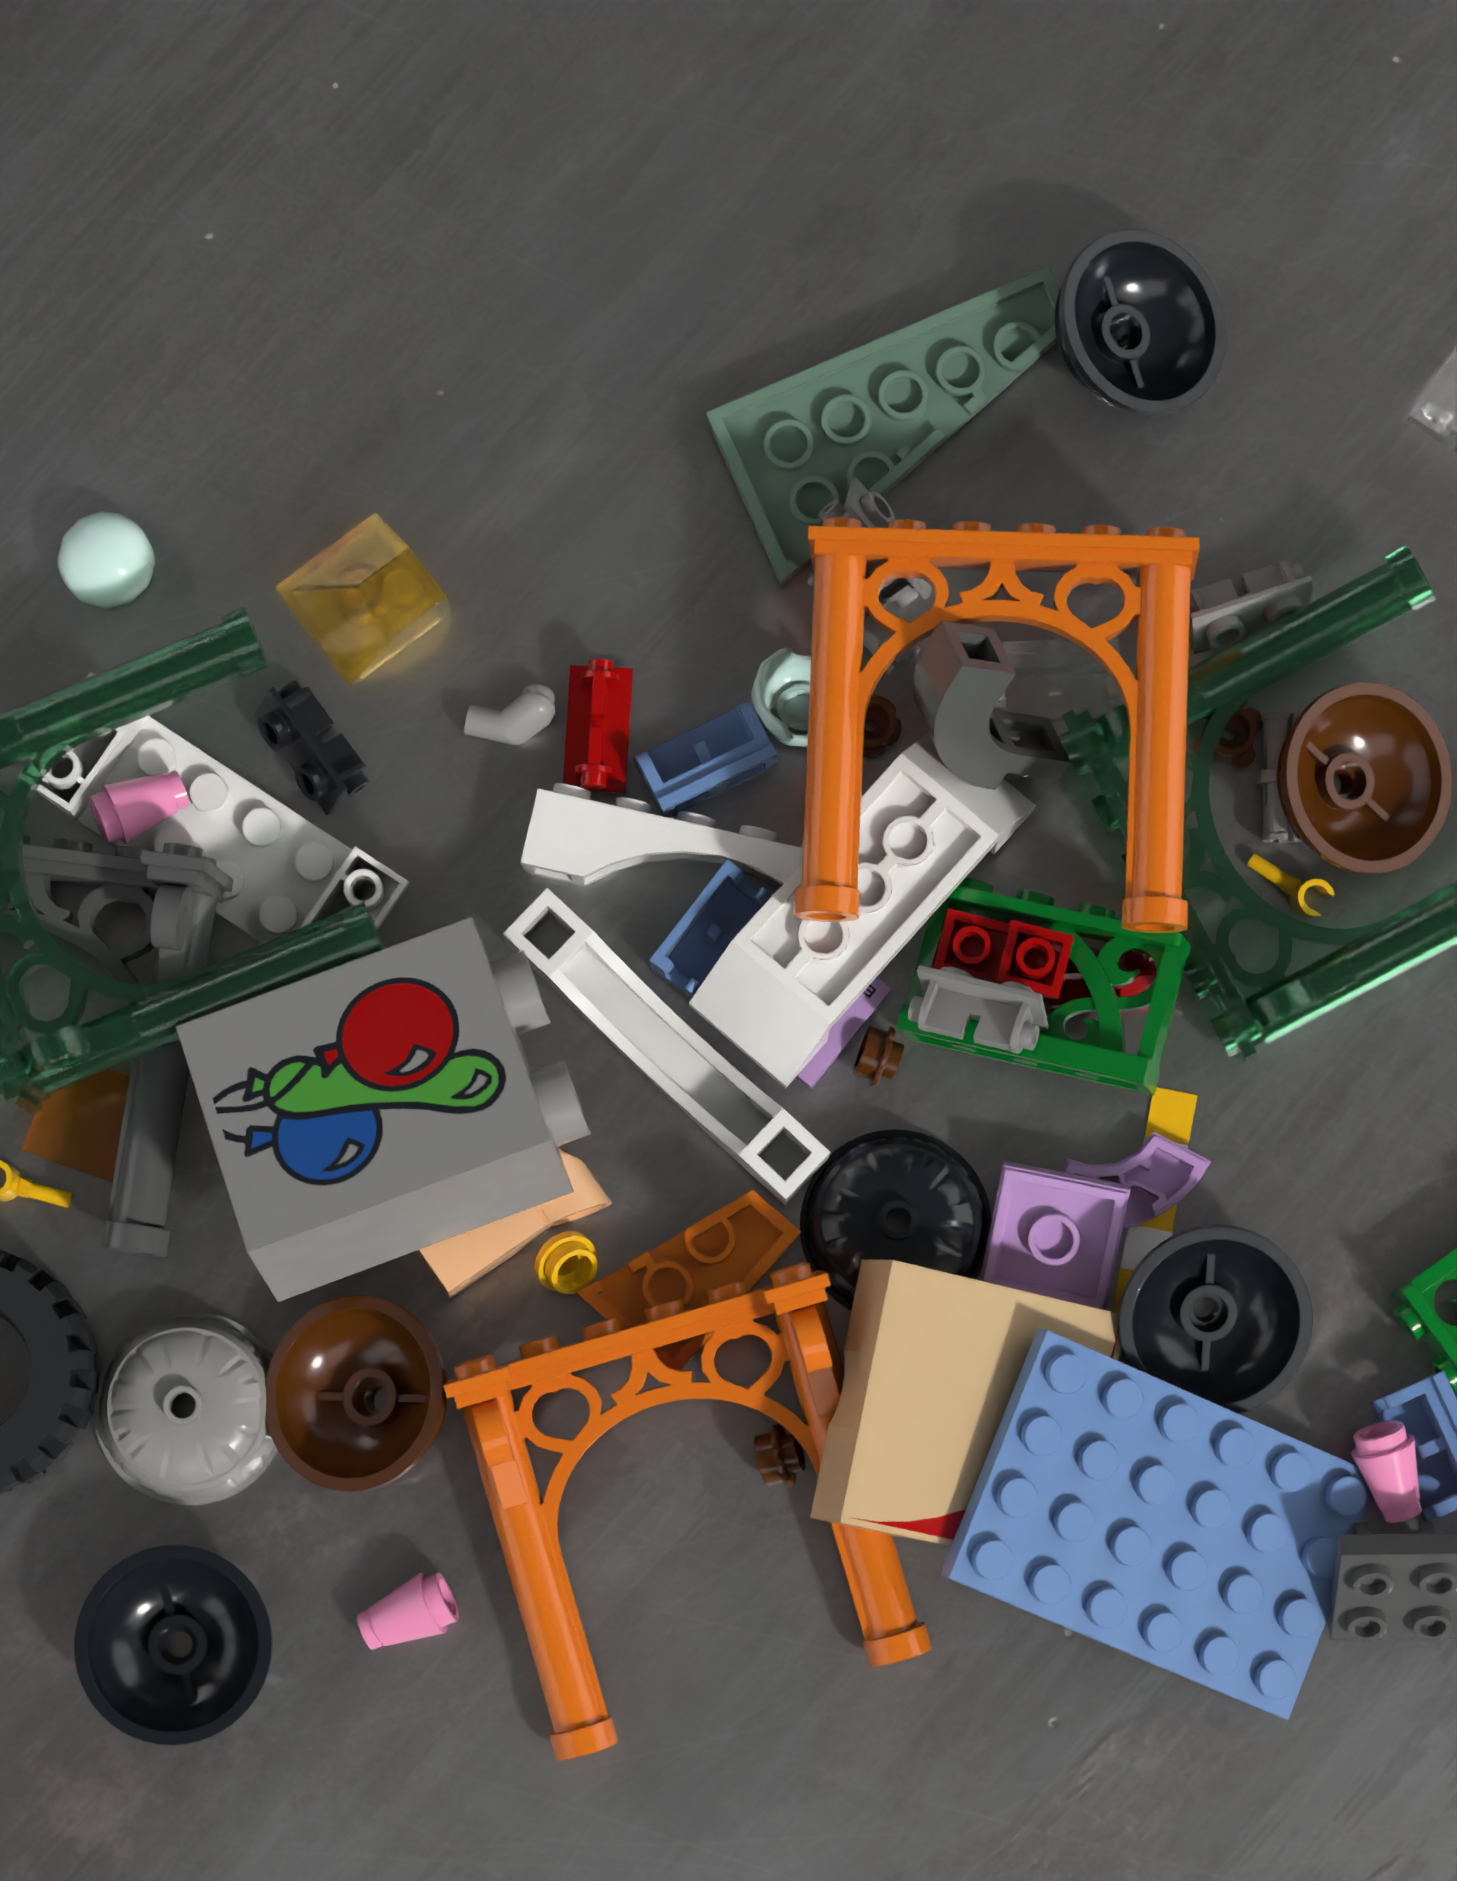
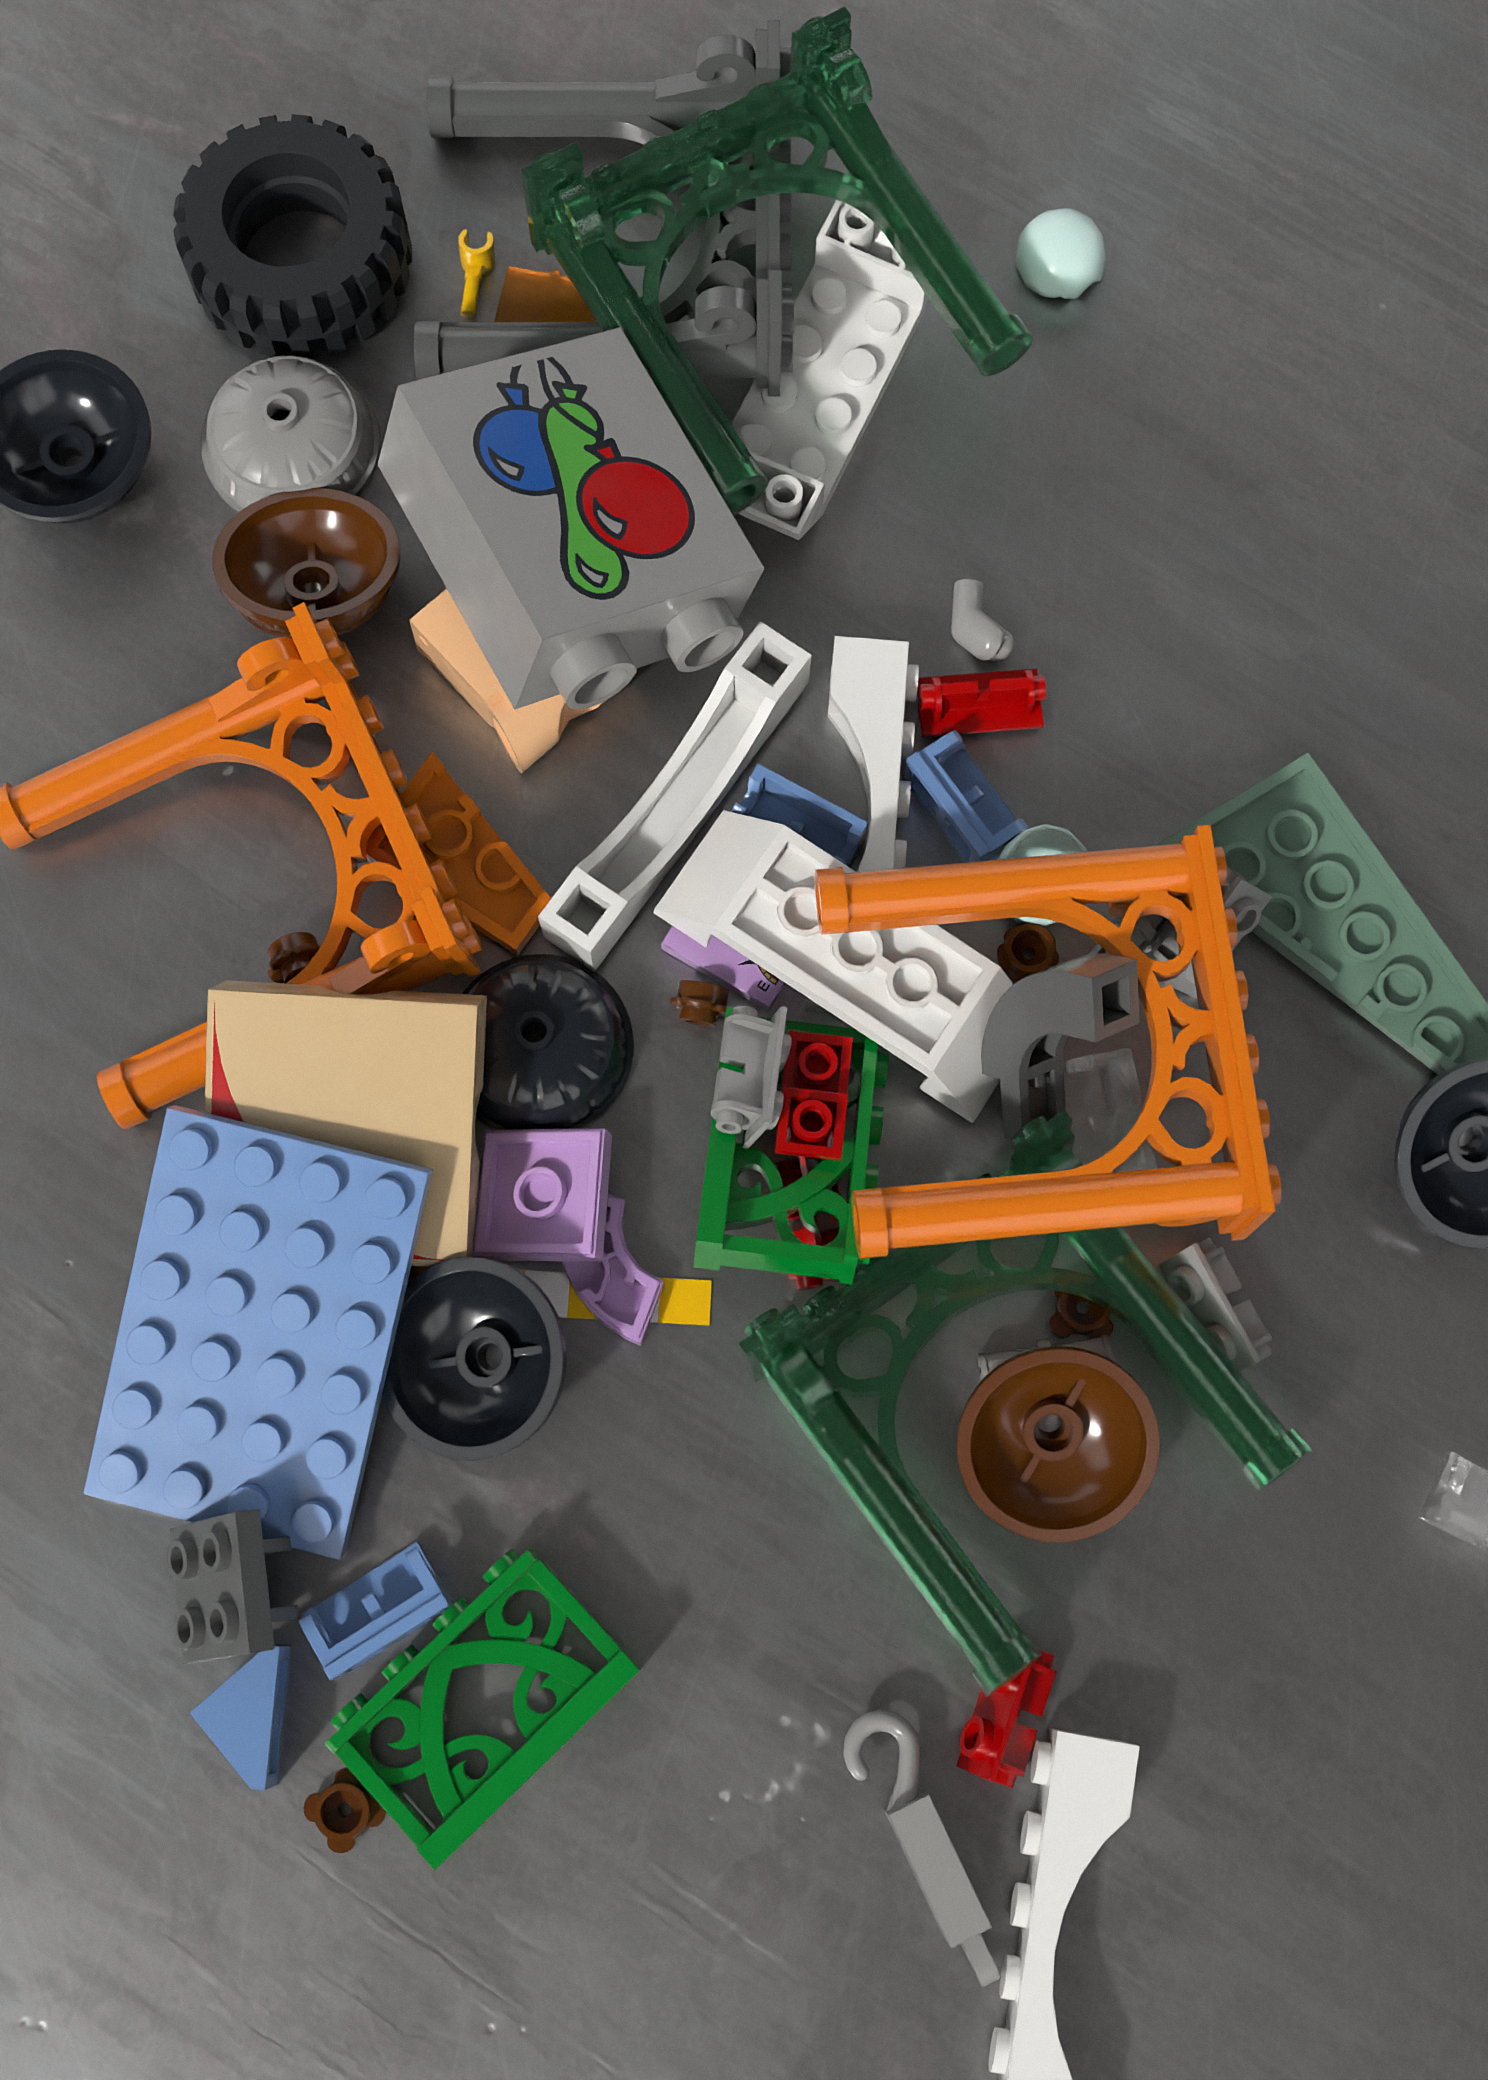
camera: 80 degrees right, 5 degrees down
(137, 805) = (832, 295): bright pink cone -> none
(291, 724) = (900, 465): black hinge -> none
(365, 598) = (1065, 482): clear yellow slope -> none
(410, 1612) = (117, 650): bright pink cone -> none
(566, 1263) = (448, 743): yellow plate -> none
(1291, 885) = (939, 1386): yellow hand -> none
(1389, 1468) = (346, 1564): bright pink cone -> none

